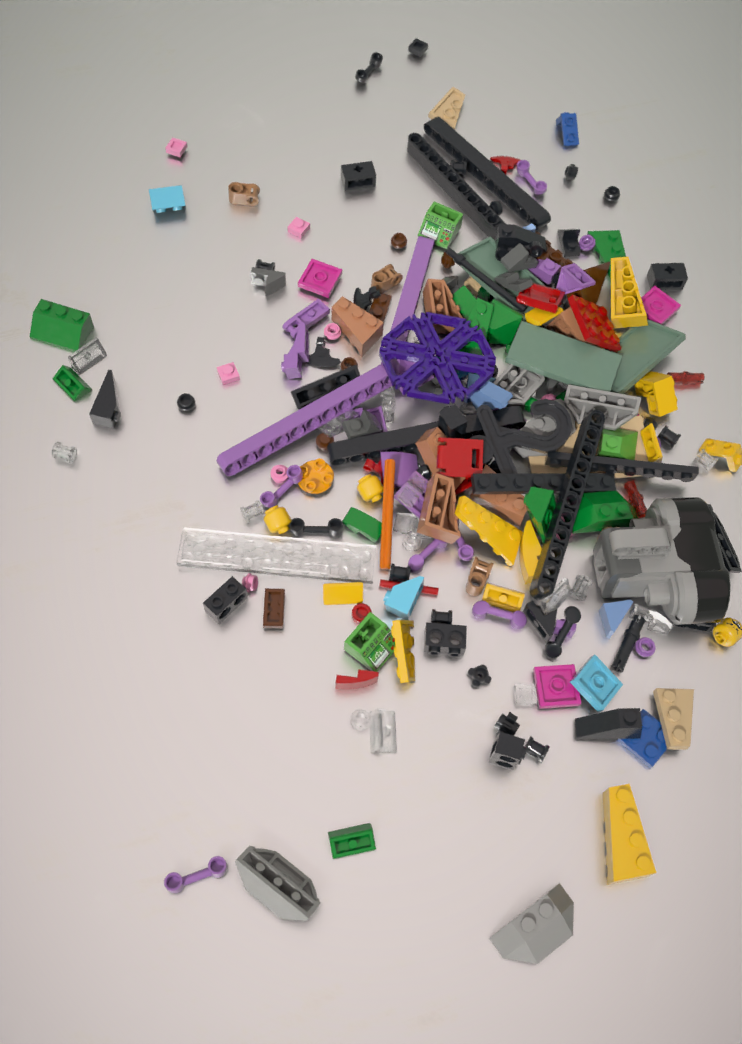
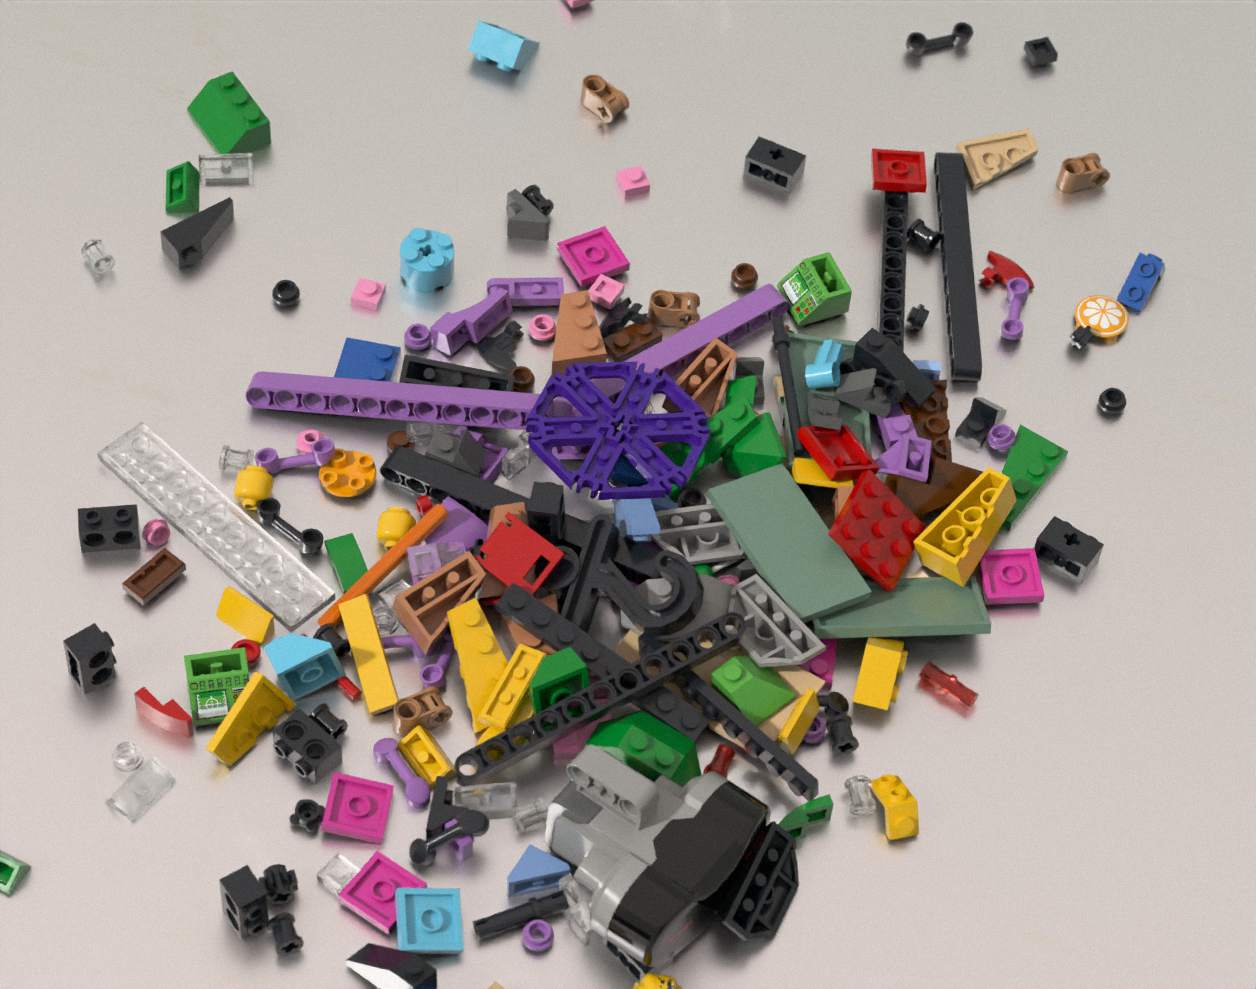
camera: 40 degrees right, 10 degrees down
(243, 334) = (427, 260): none -> medium azure brick
(265, 411) = (368, 360): none -> blue plate
(276, 374) = (417, 337): none -> medium lavender plate
(293, 681) = (90, 658): none -> black brick
(344, 290) = (606, 291): none -> bright pink plate
(423, 141) = (898, 170): none -> red plate
(427, 565) = (369, 654): none -> yellow tile
(492, 258) = (825, 370): none -> medium azure piece
(493, 95) = (1080, 173): none -> medium nougat piece
(499, 651) = (357, 808): none -> dark pink plate
(518, 529) = (511, 688): none -> yellow tile
(567, 155) = (1103, 314): none -> dish
(695, 490) = (809, 813): none -> green slope

